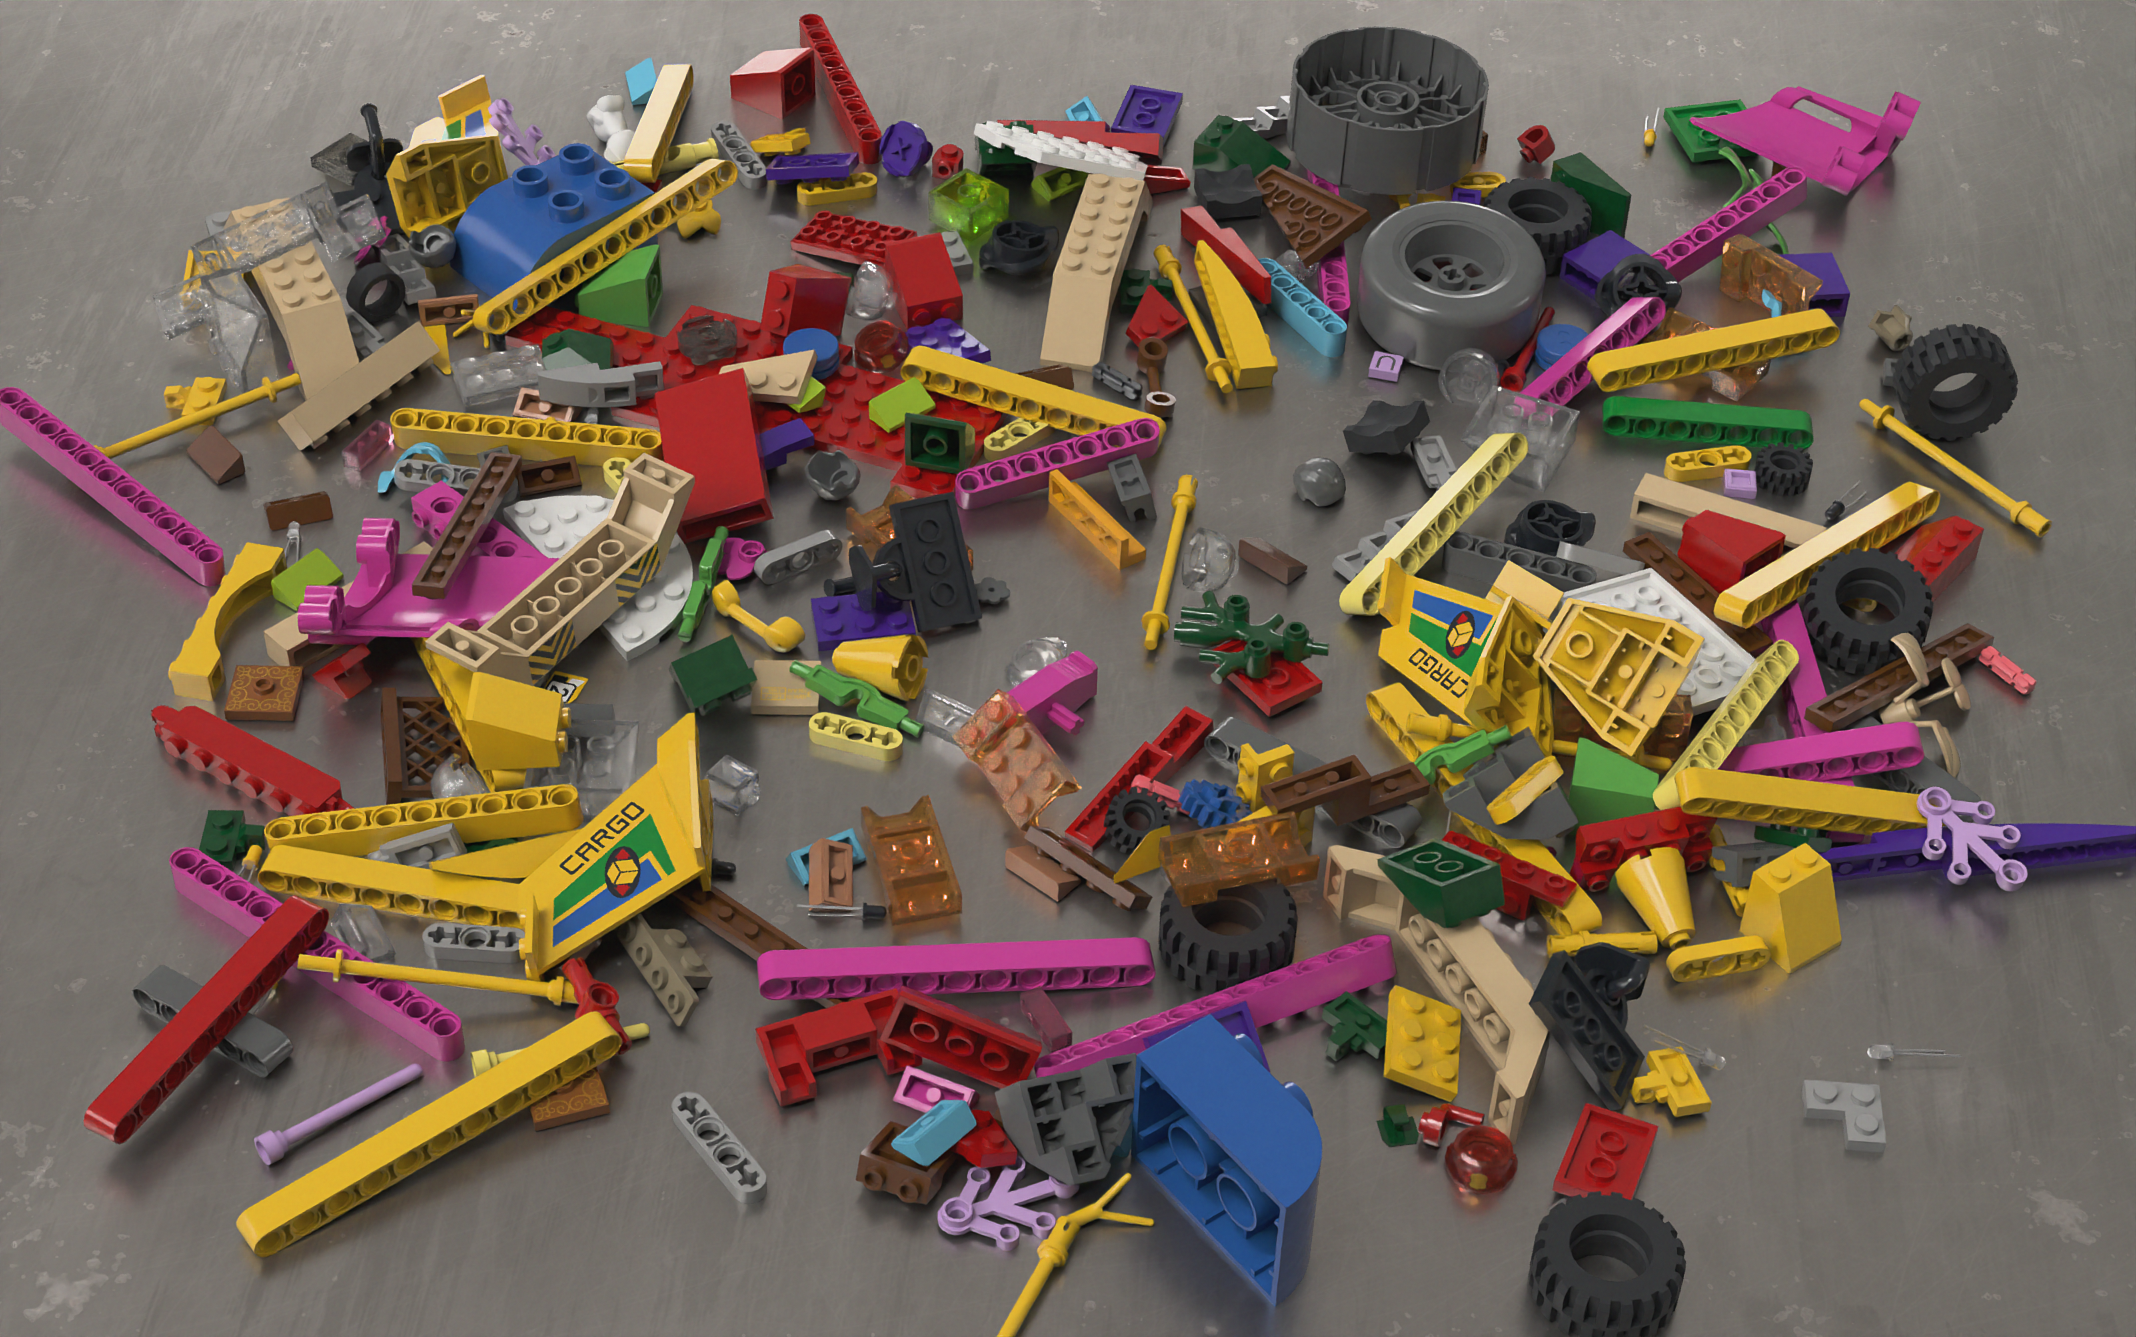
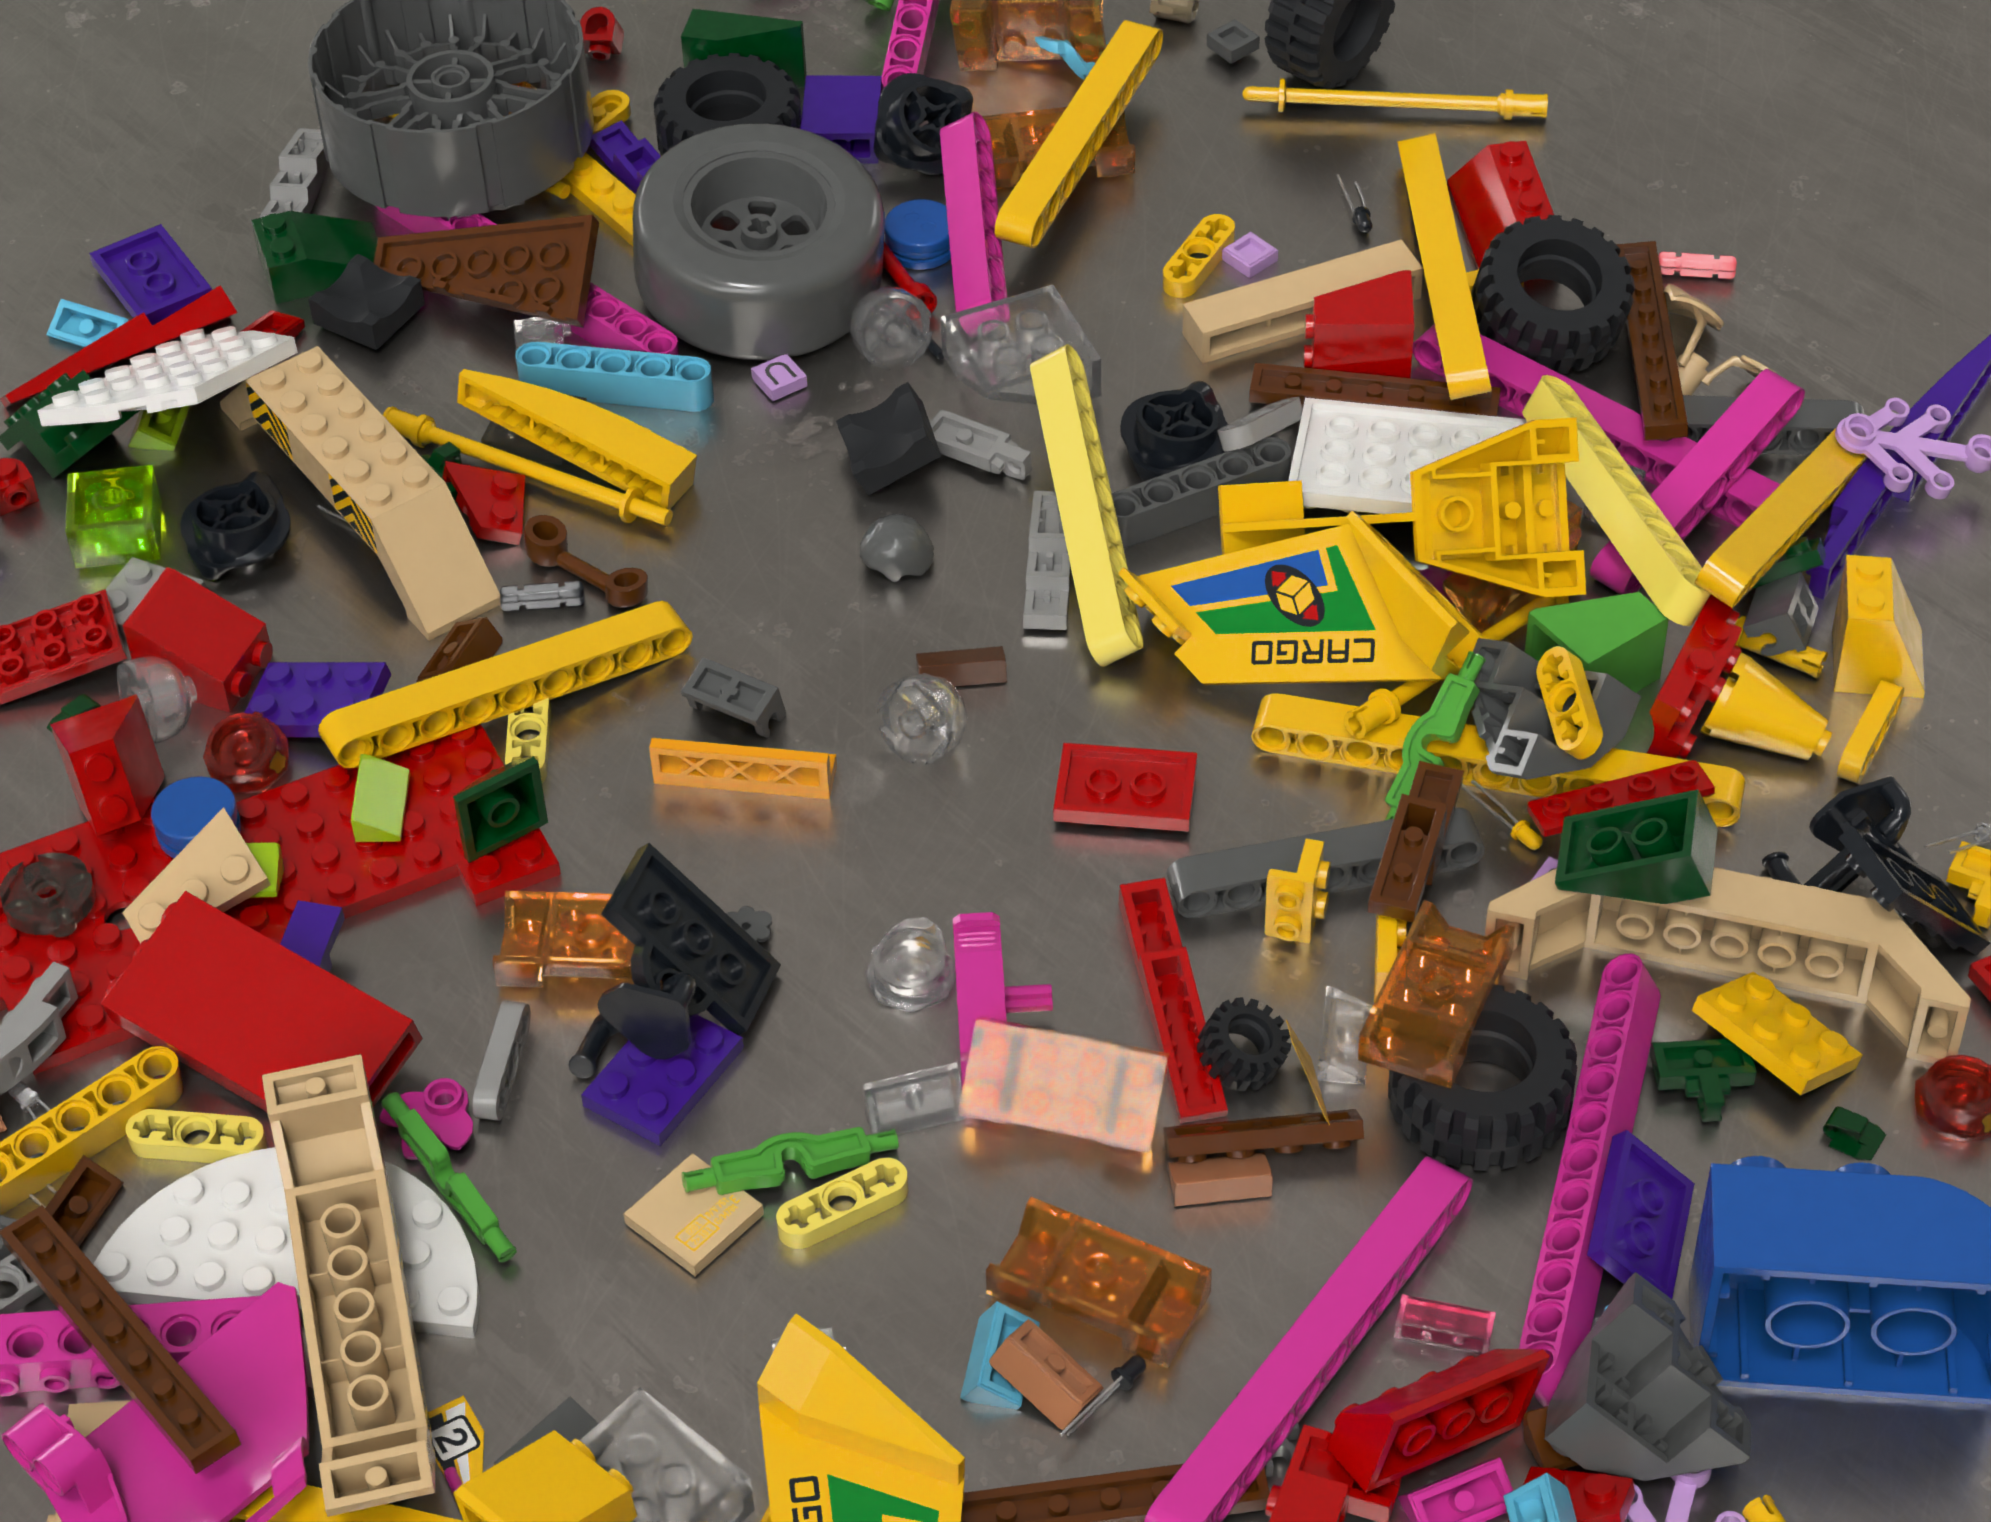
camera: 45 degrees left, 5 degrees up
(713, 676) = (630, 1267): dark green bracket -> none
(780, 635) = (614, 1159): yellow piece -> none
(832, 475) = (415, 936): dark grey hair -> none
(885, 663) = (770, 1099): yellow cone -> none
(1041, 462) = (627, 748): dark pink beam -> none
(1095, 1210) = (1757, 1466): yellow plant -> none
(1165, 792) = (1210, 998): coral axle -> none
(1183, 502) = (799, 674): yellow bar -> none
(1199, 225) = (435, 367): red slope -> none
(1212, 804) = (1292, 964): blue gear -> none
(1234, 624) = (1107, 758): dark green plant -> none
(1434, 1124) = (1892, 1096): red plate -> none
(1633, 942) = (1759, 812): yellow pin -> none
(1706, 422) = (1146, 215): green beam -> none
(1783, 469) = (1276, 226): black tyre -> none

